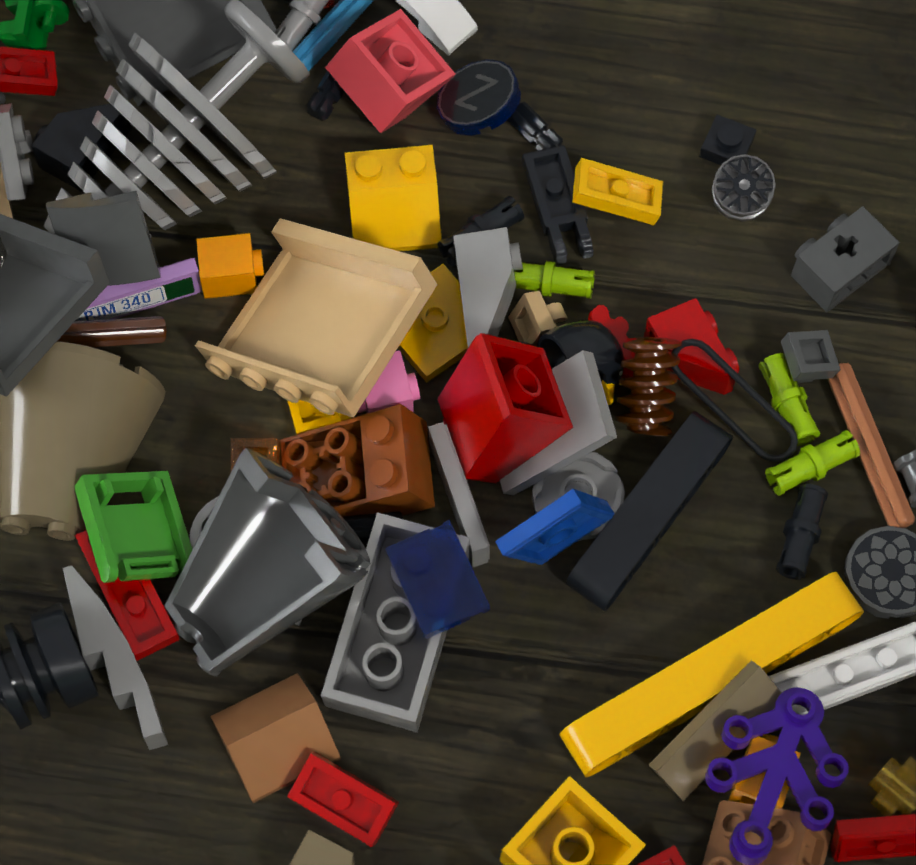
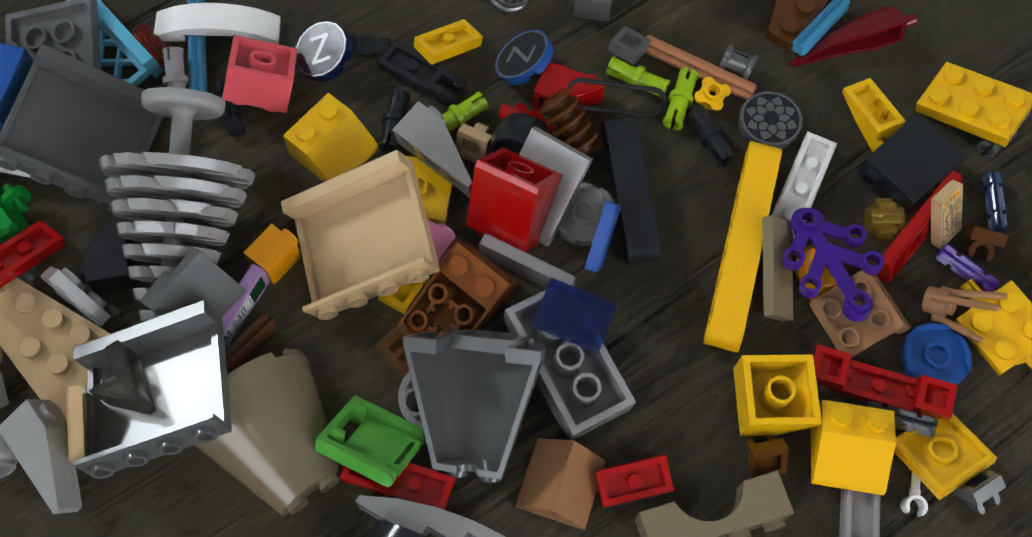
camera: 45 degrees left, 0 degrees up
(679, 274) = (523, 57): none -> tile
(850, 500) = (709, 101): none -> yellow plate

